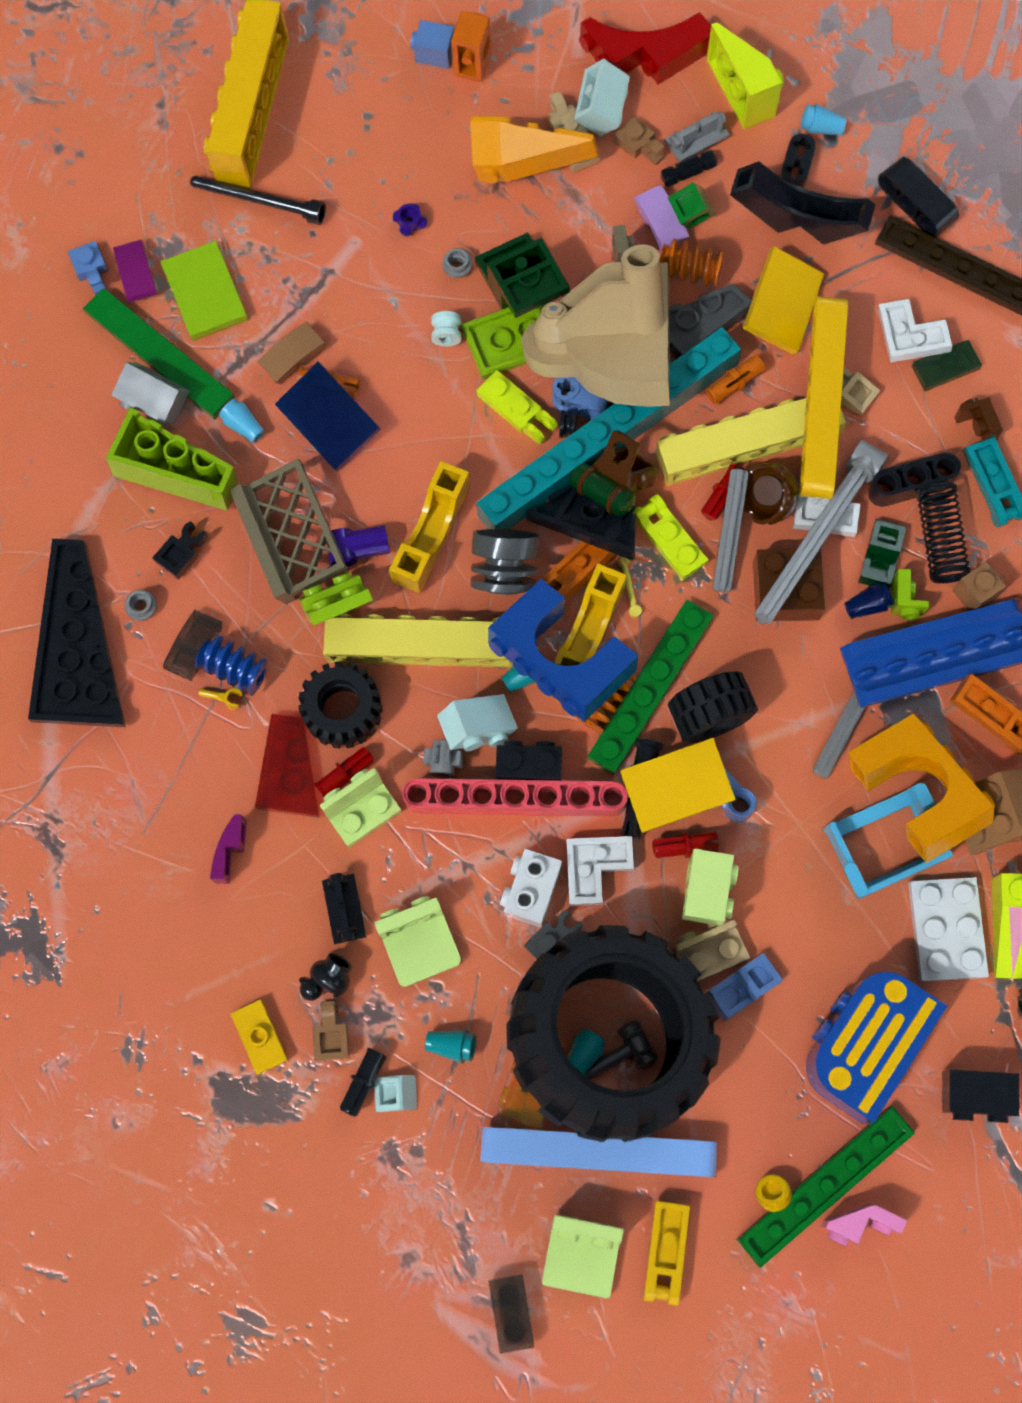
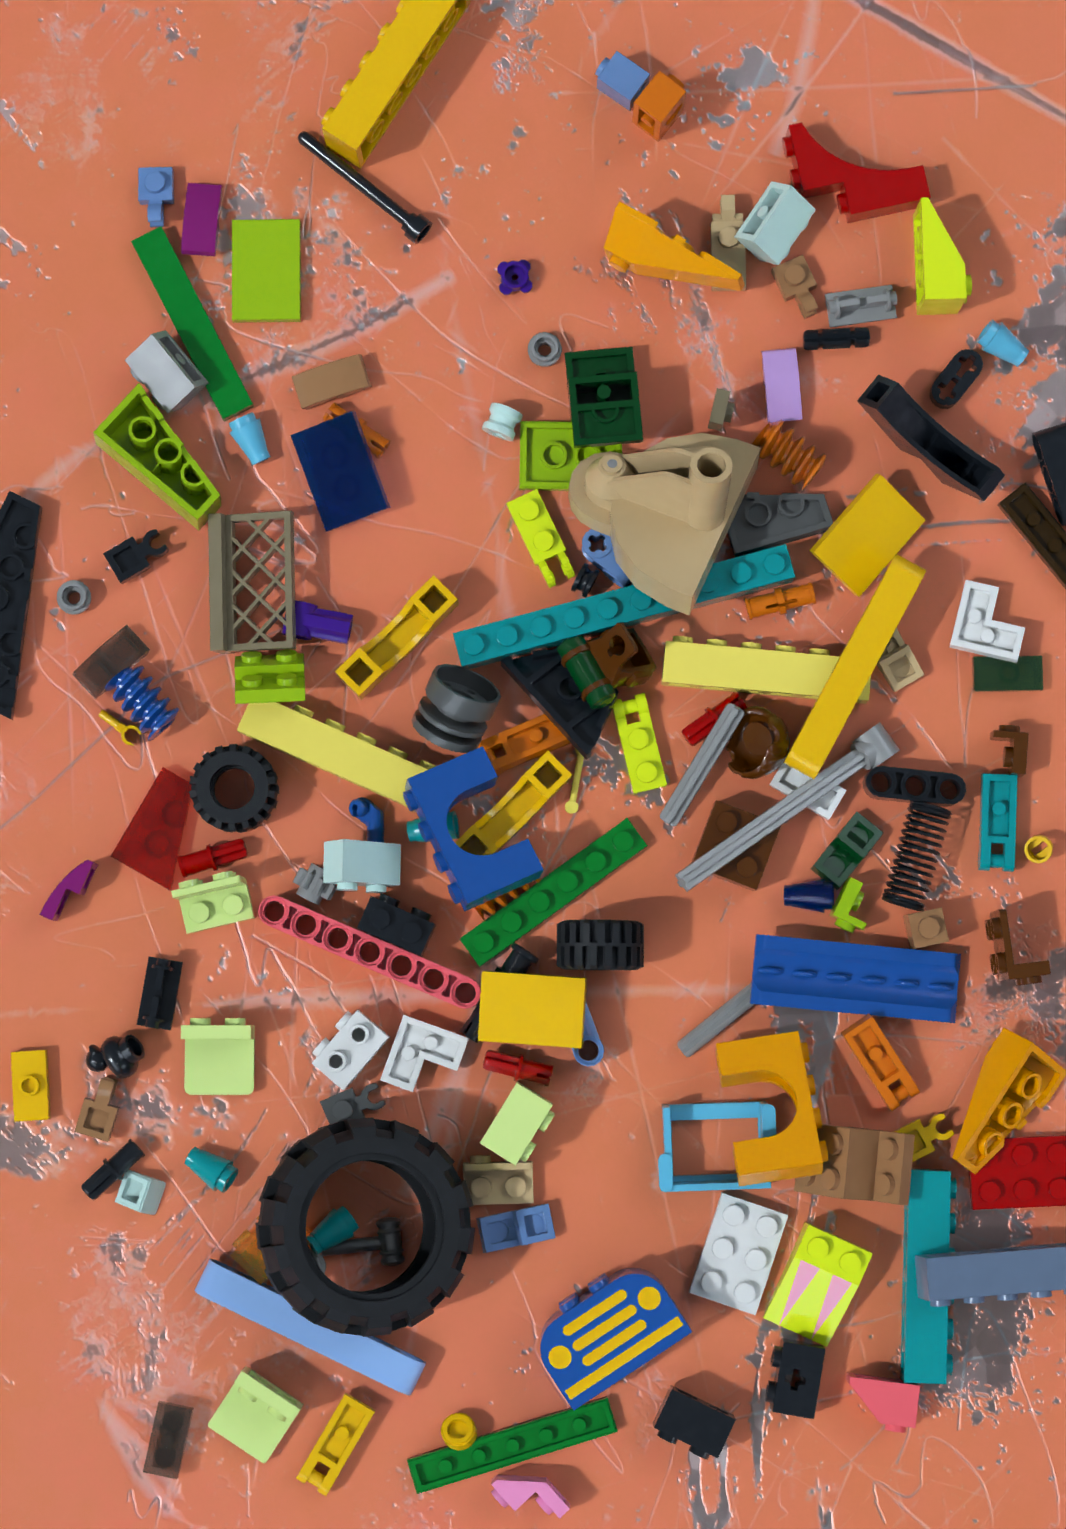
camera: 20 degrees right, 10 degrees up
(465, 684) = (371, 816): none -> blue arm
(691, 205) = (816, 390): green brick -> none

